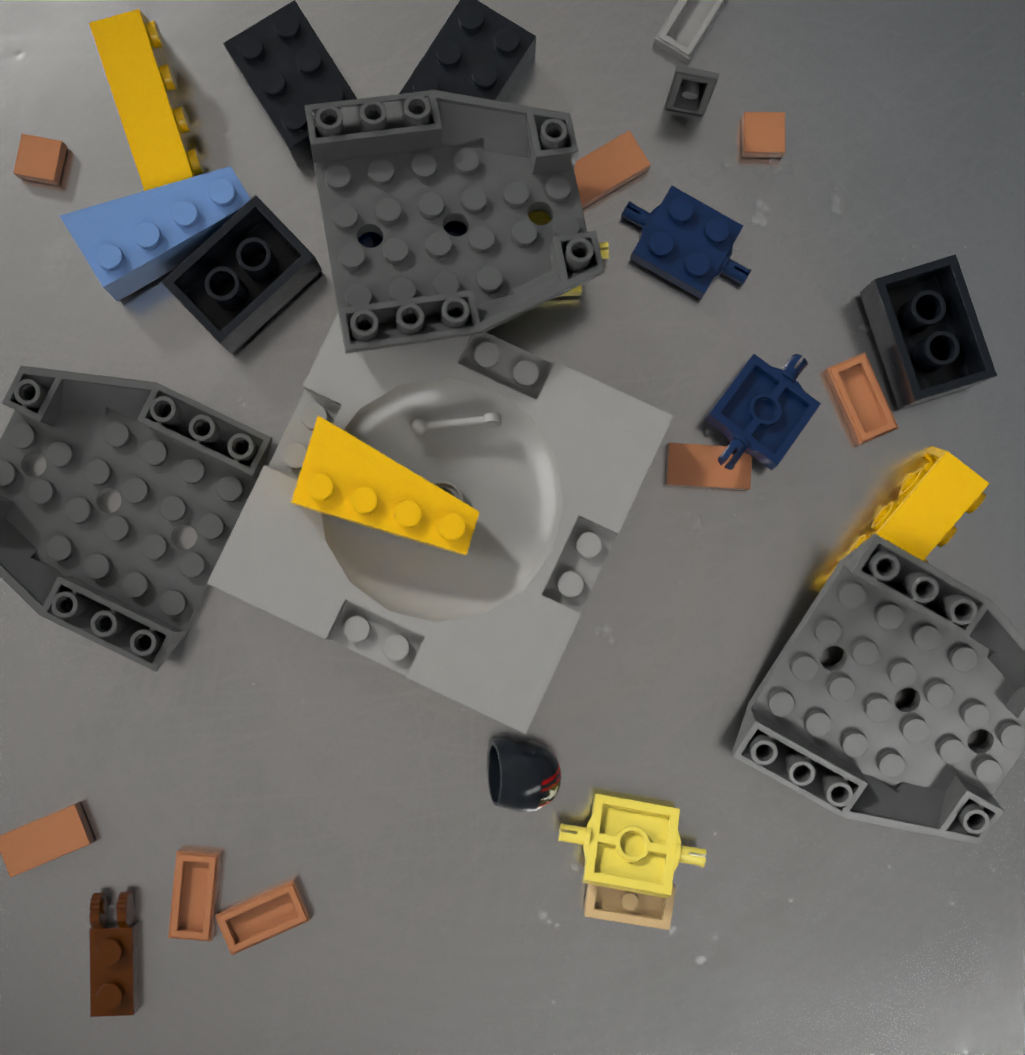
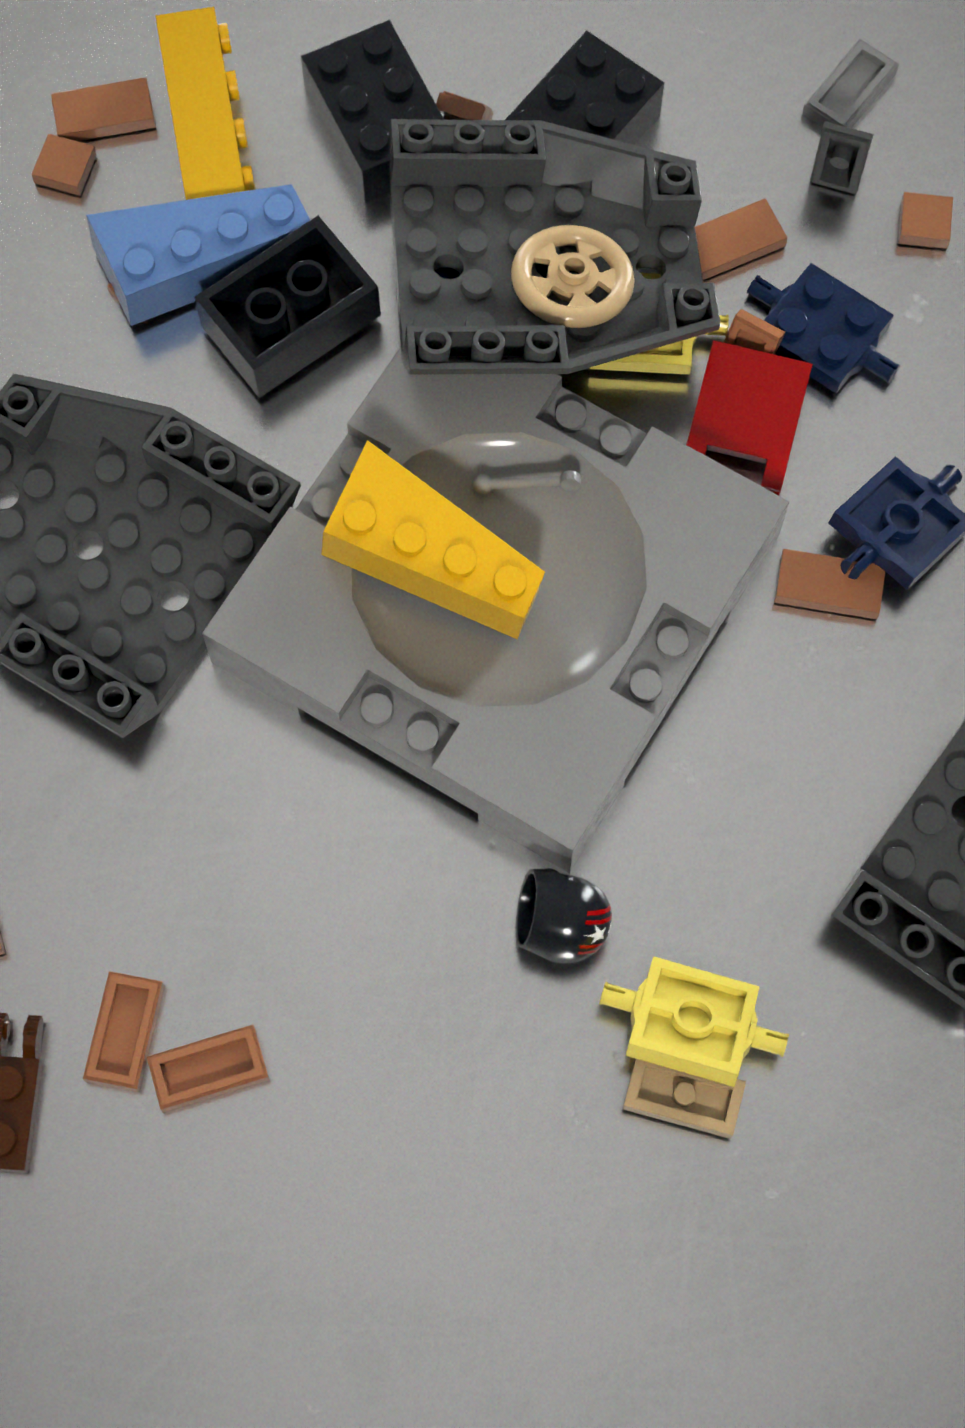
camera: 10 degrees right, 15 degrees down
(65, 105) = (103, 110): none -> nougat tile
(369, 74) = (462, 107): none -> nougat tile
(445, 253) = (569, 287): none -> tan plate
(628, 265) = (754, 333): none -> nougat tile
(632, 325) = (750, 407): none -> red flag

